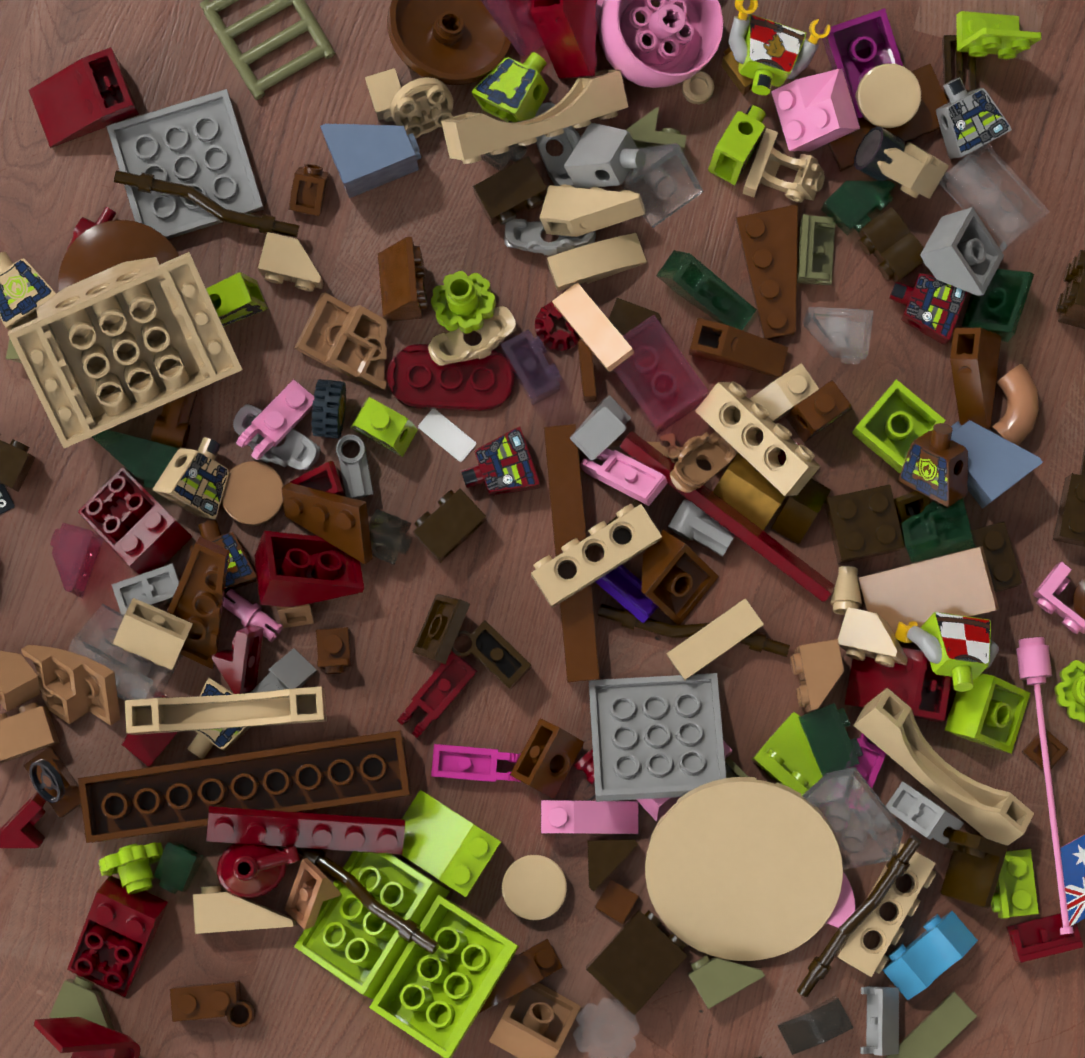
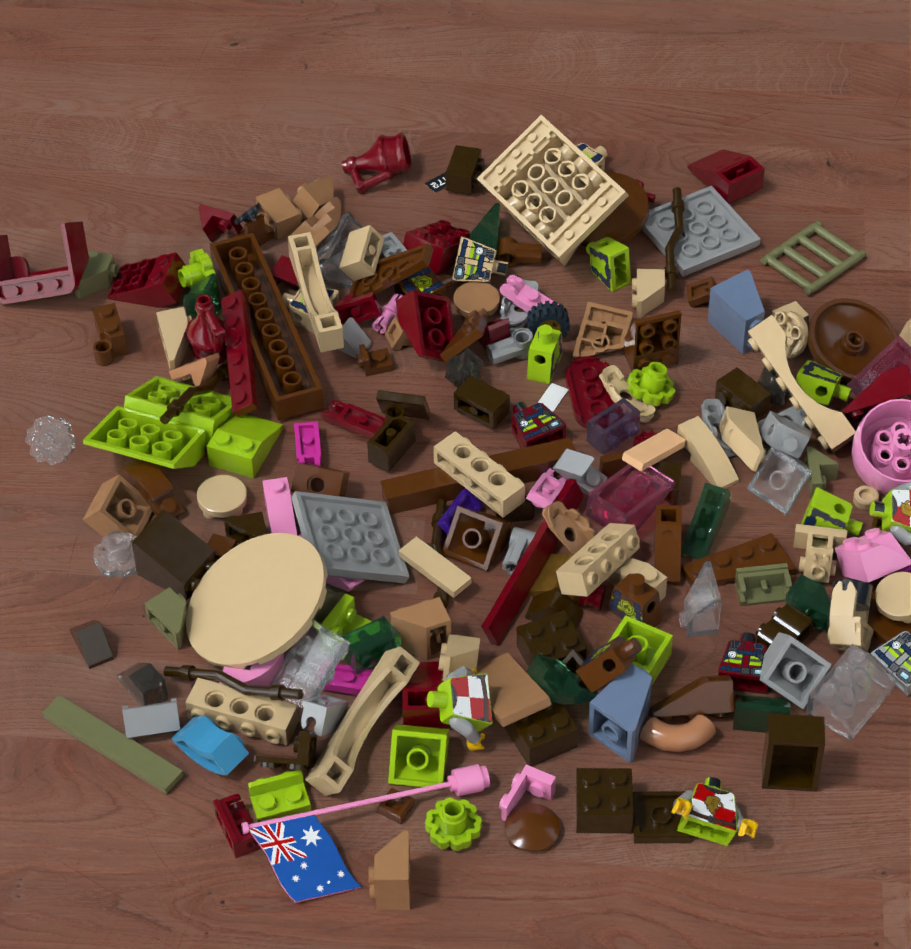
camera: 75 degrees right, 35 degrees down
(75, 556) = (402, 215): clear pink slope -> none
(846, 590) = (492, 647): tan cone -> none

